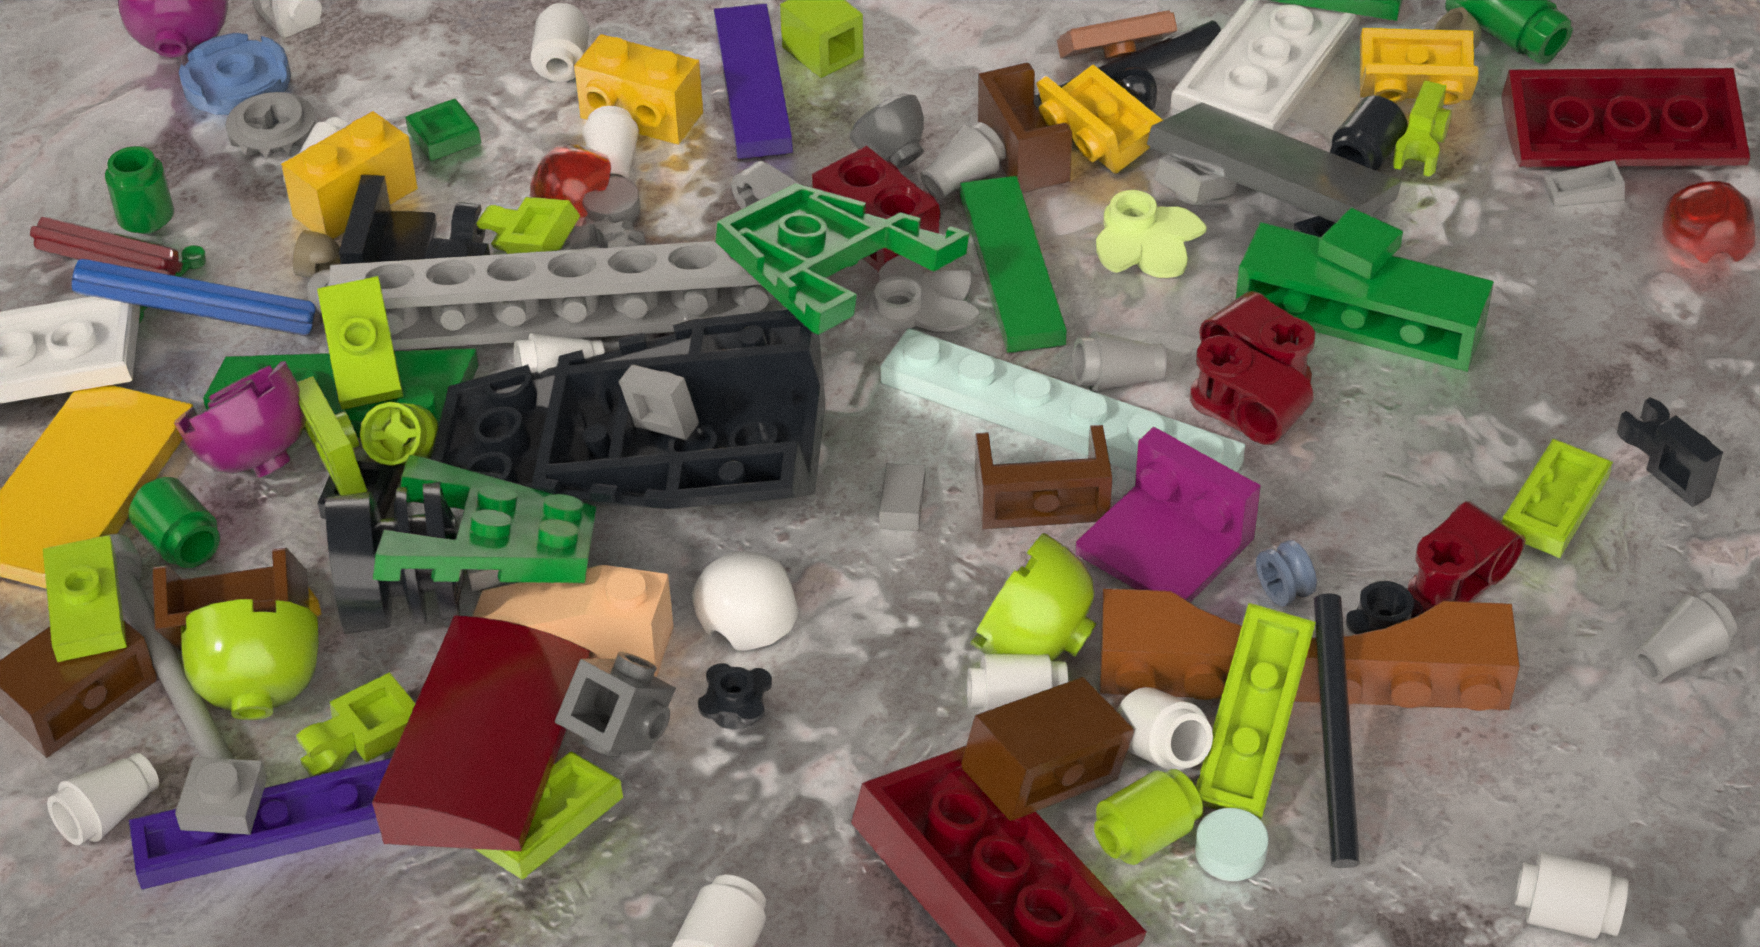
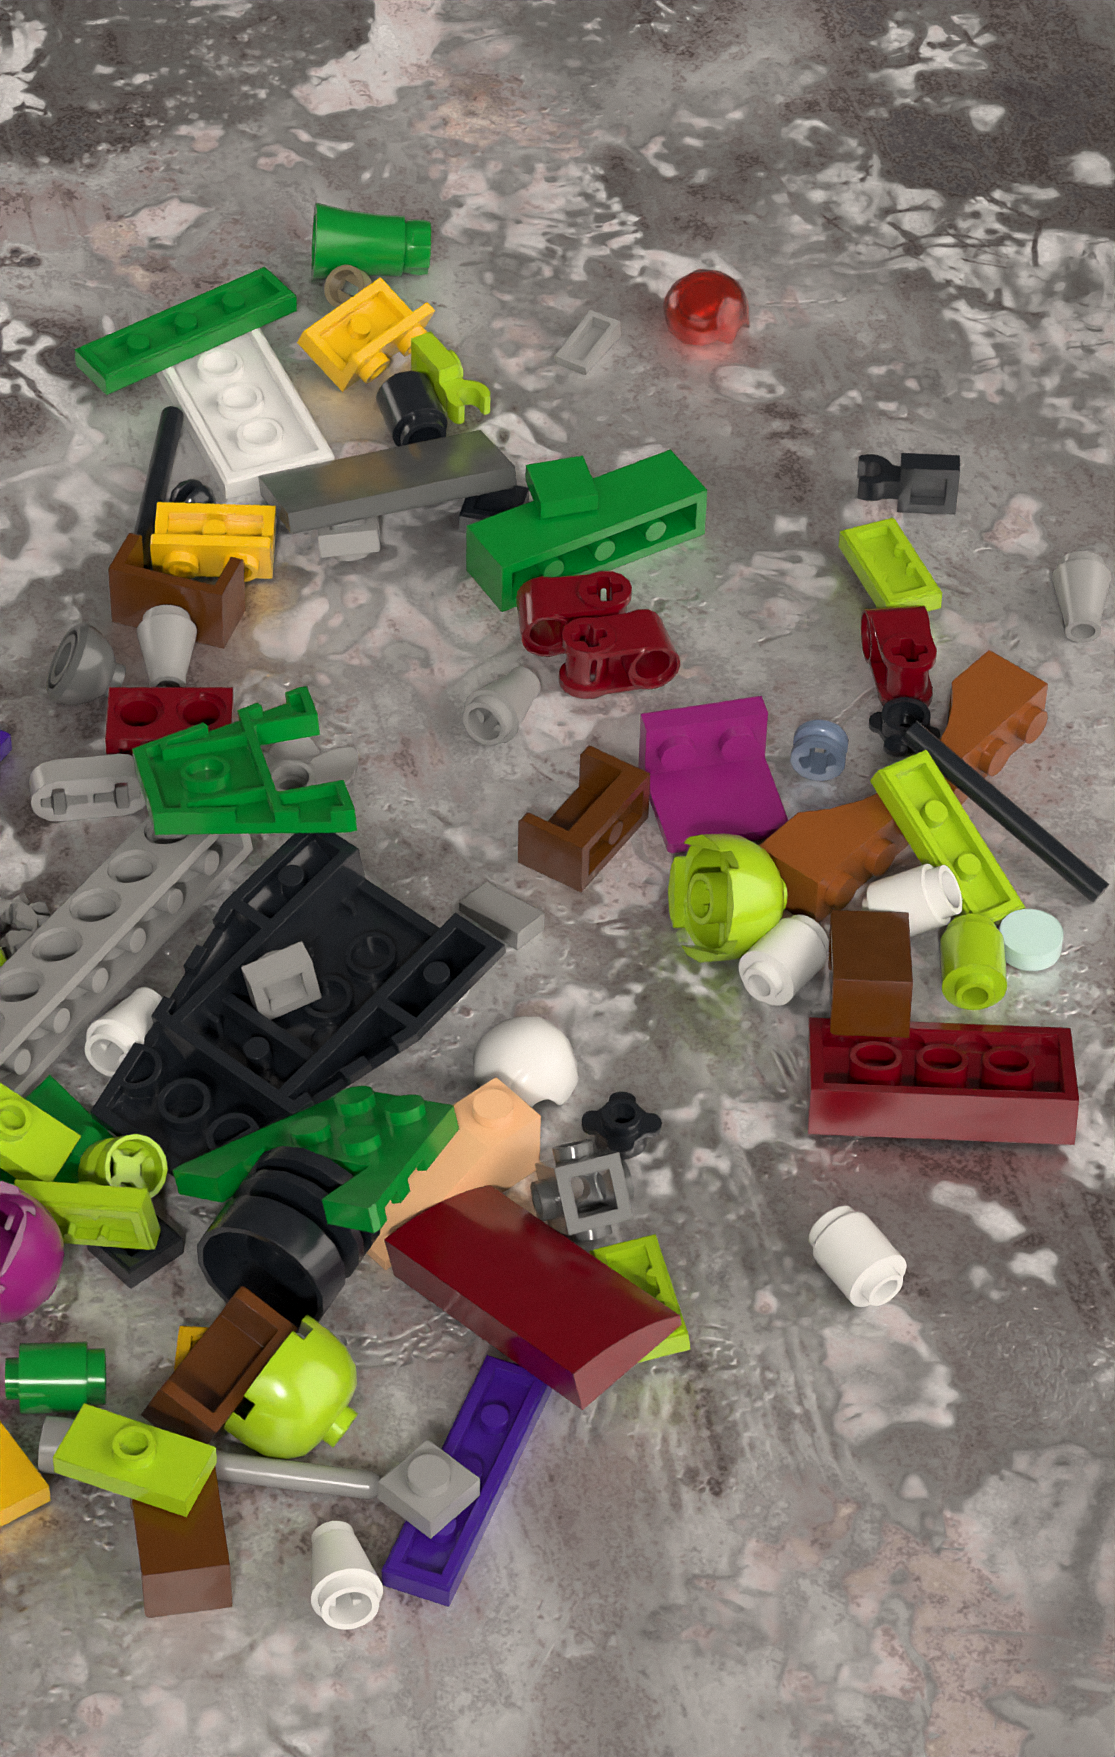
camera: 55 degrees left, 0 degrees up
(361, 720) = (429, 1359): lime plate -> none
(1012, 264) = (343, 705): green tile -> none
(1036, 402) = (494, 776): light aqua plate -> none
(1118, 36) = (121, 470): plate -> none
(1146, 235) = (373, 604): yellowish green plate -> none
(1624, 117) = (550, 275): dark red slope -> none

